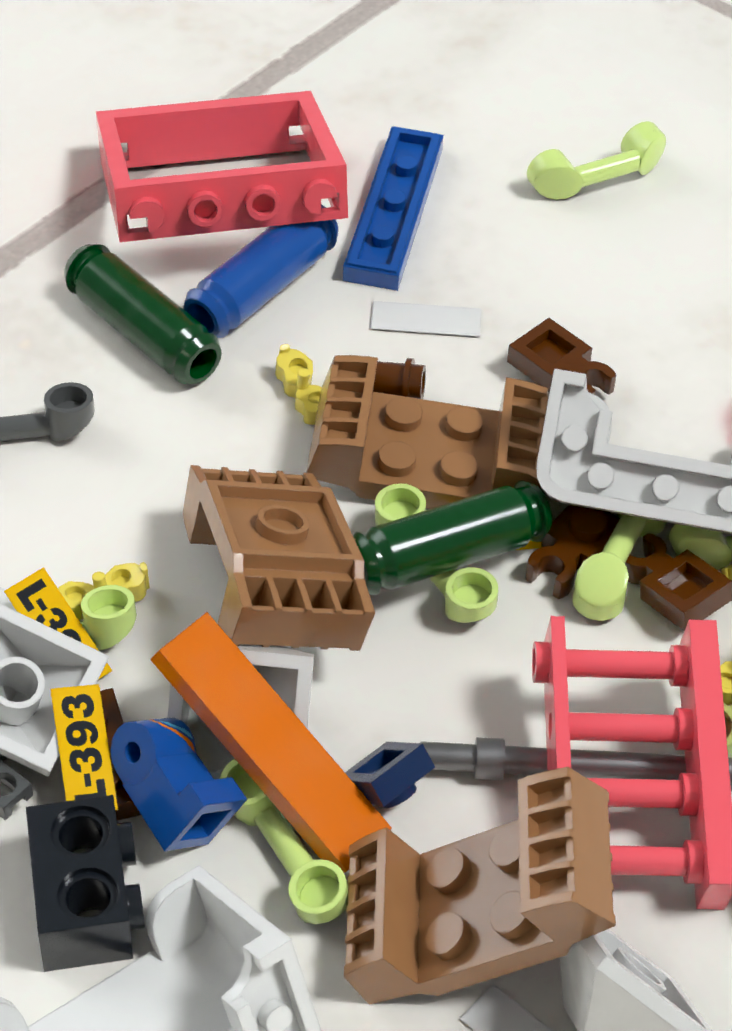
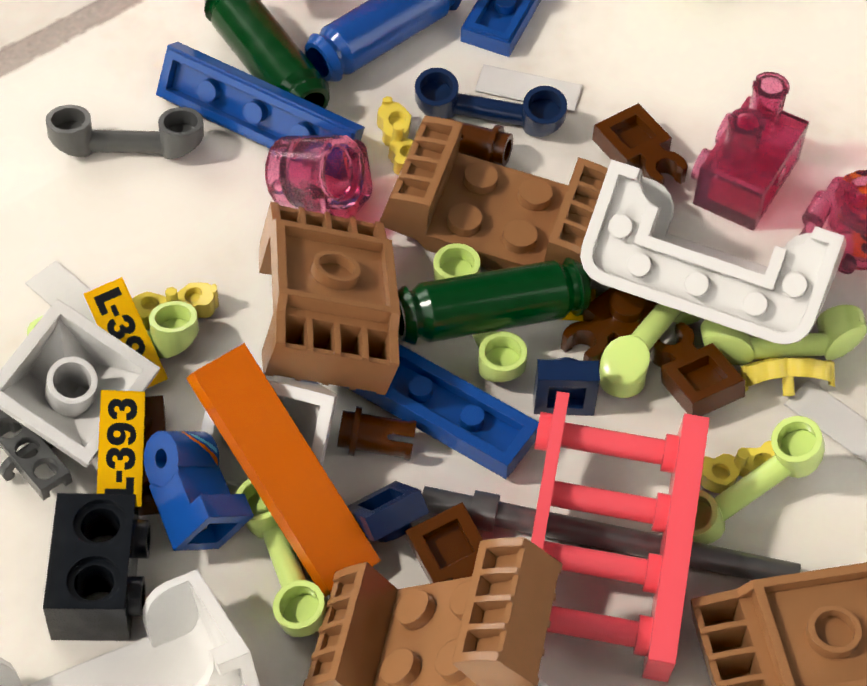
camera: 10 degrees right, 5 degrees up
(150, 376) = (242, 100): none -> blue tile
(231, 430) = (319, 173): none -> clear pink piece
(350, 695) = (371, 434): none -> reddish brown pin
(436, 662) = (457, 413): none -> blue plate
(448, 343) = (539, 115): none -> dark blue bar
(462, 800) = (446, 544): none -> reddish brown plate
(535, 606) = (567, 376): none -> dark blue plate
(678, 353) = (751, 154): none -> clear pink brick

